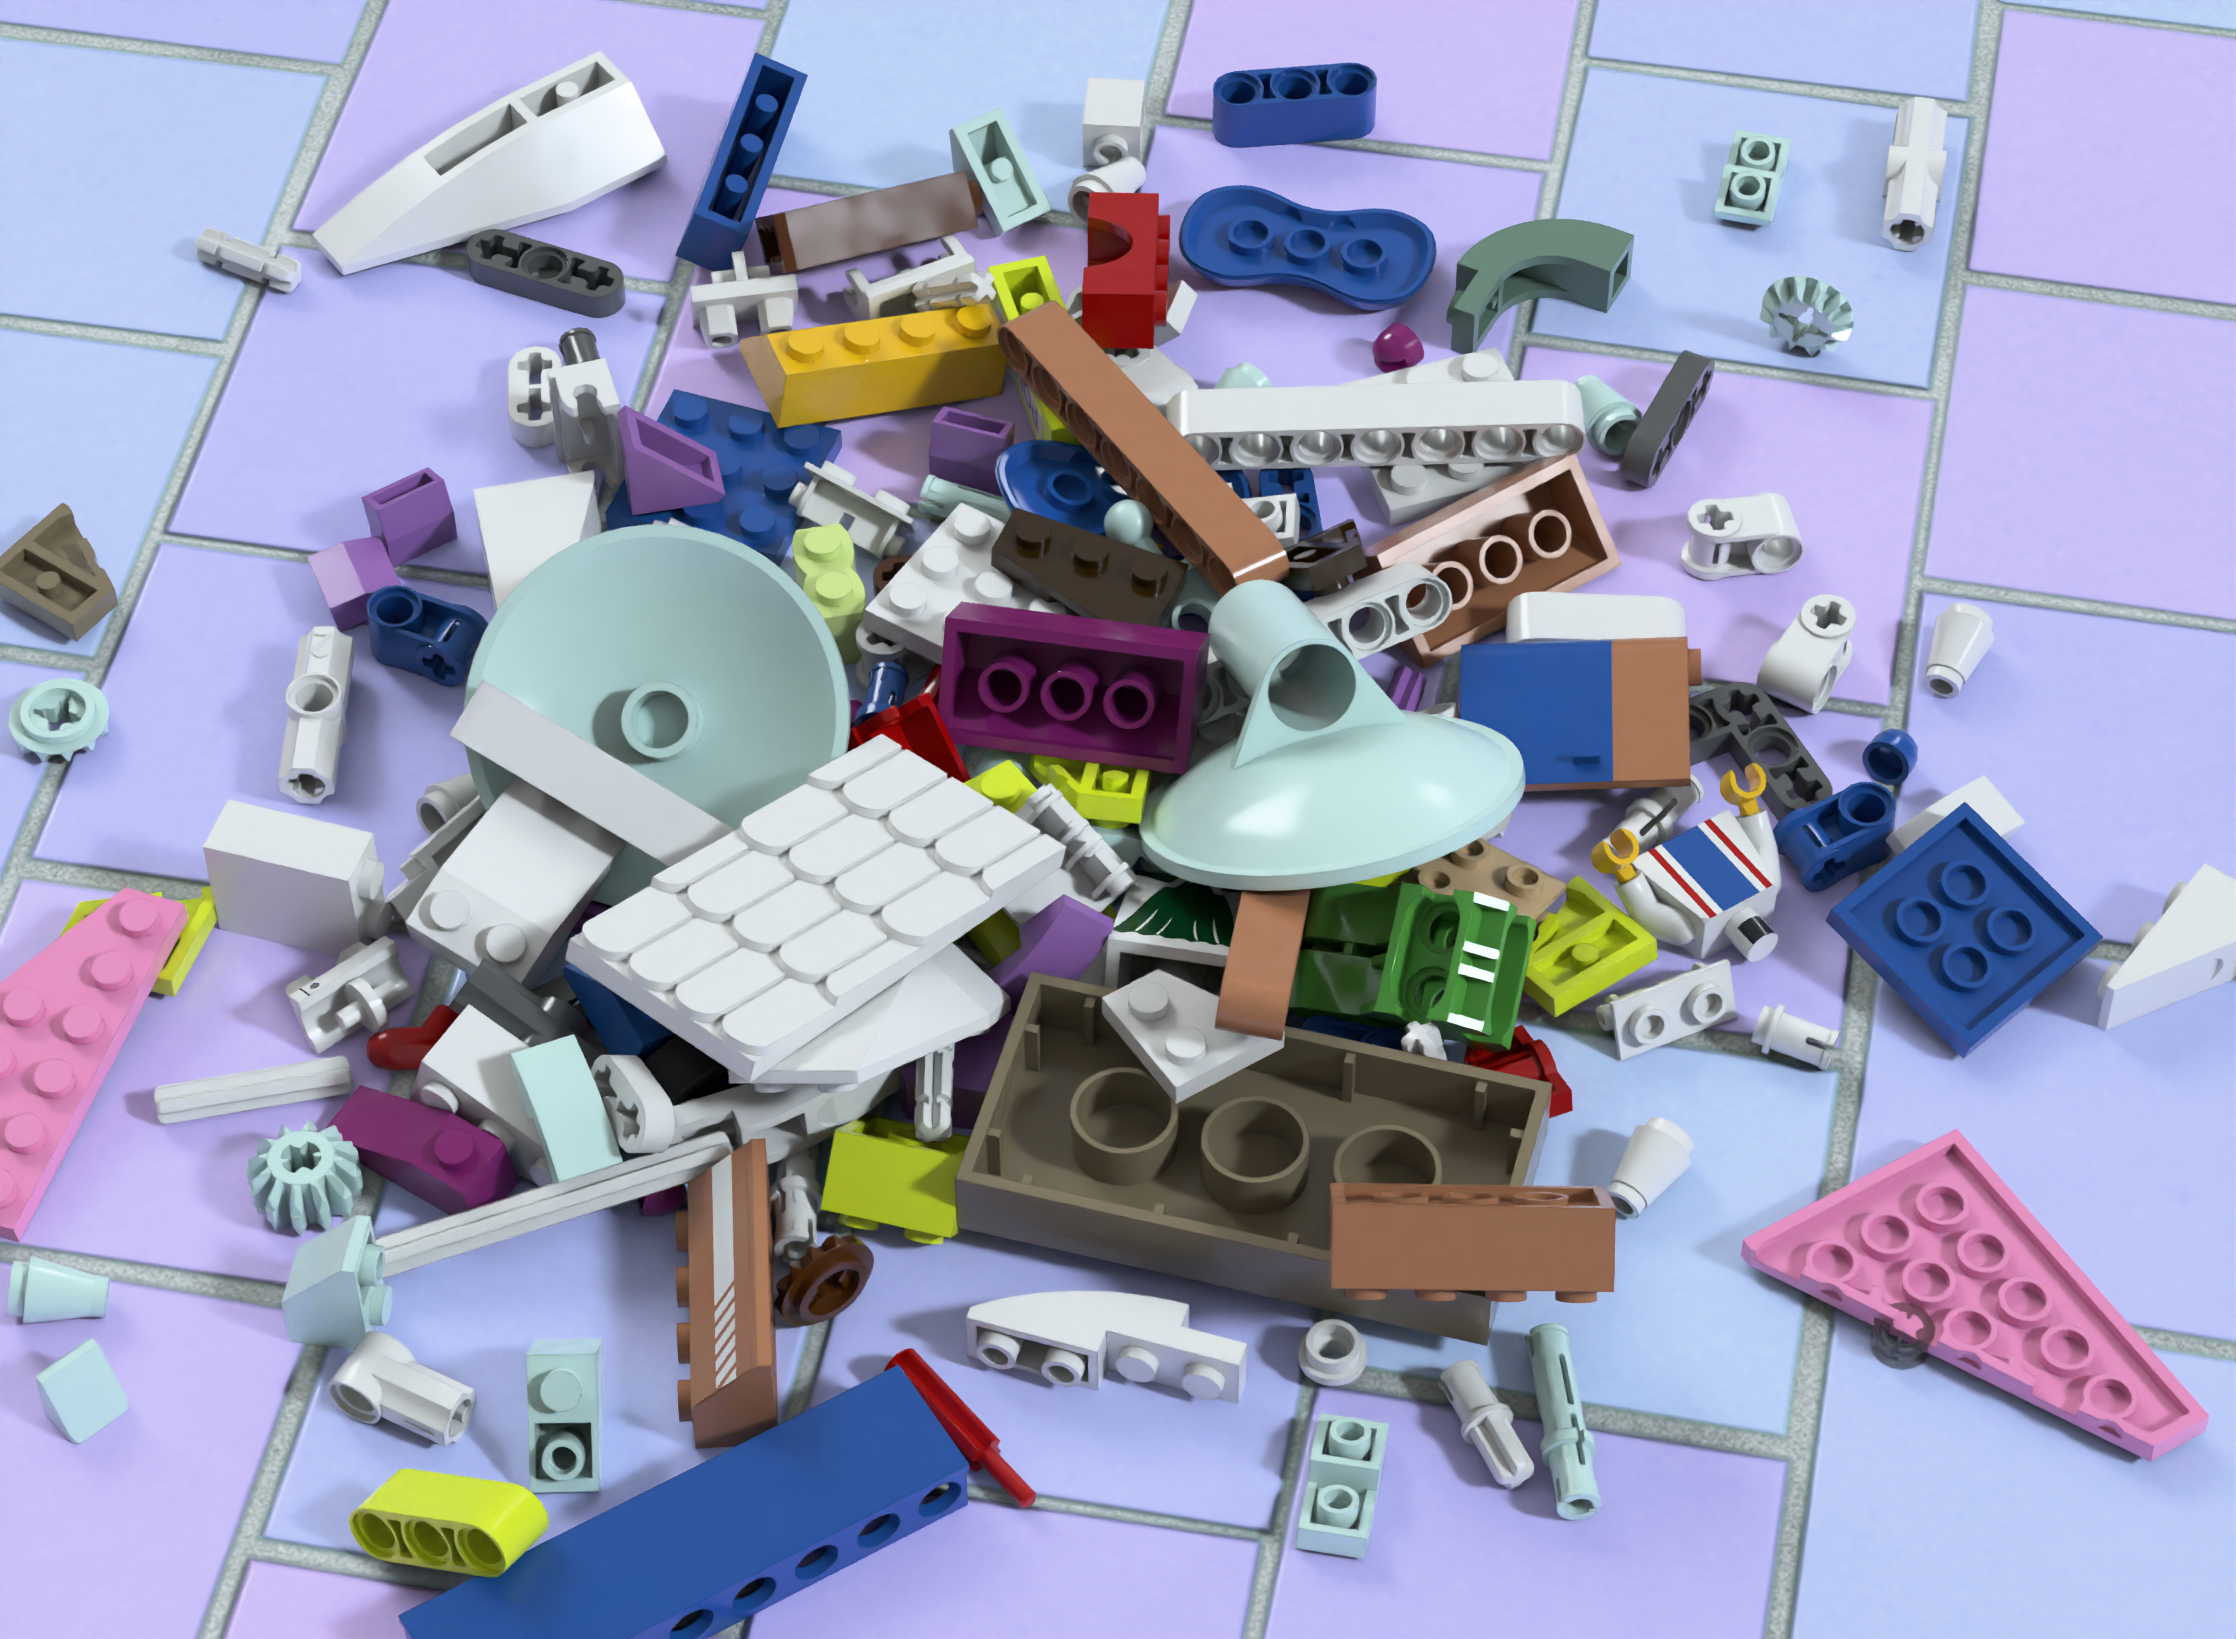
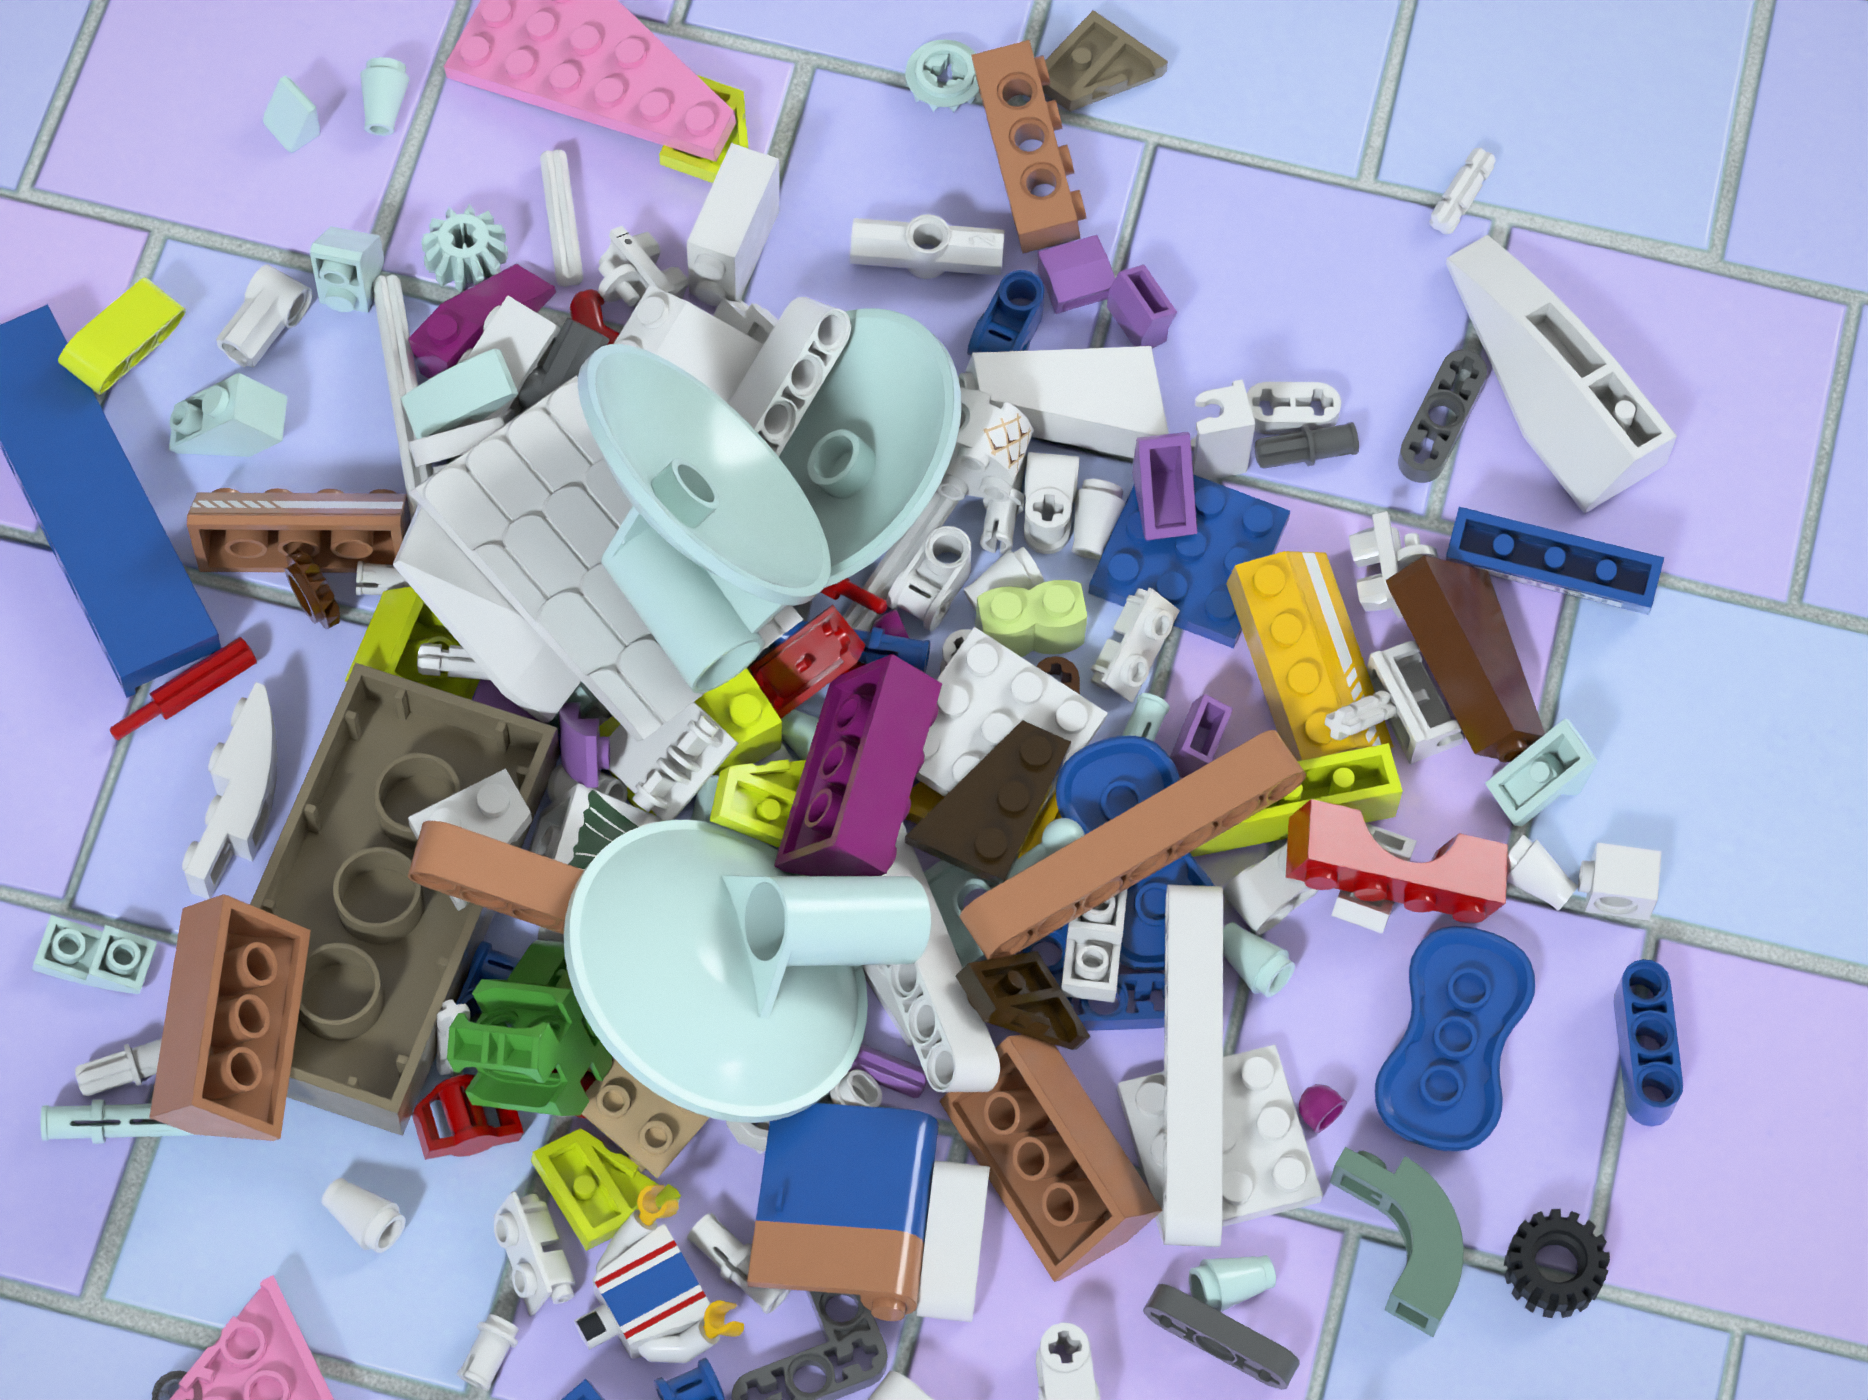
camera: 90 degrees right, 15 degrees up
(161, 638) = (1037, 220): none -> nougat brick
(845, 759) = (714, 516): none -> light aqua dish
(1543, 151) = (1551, 1295): none -> black tyre

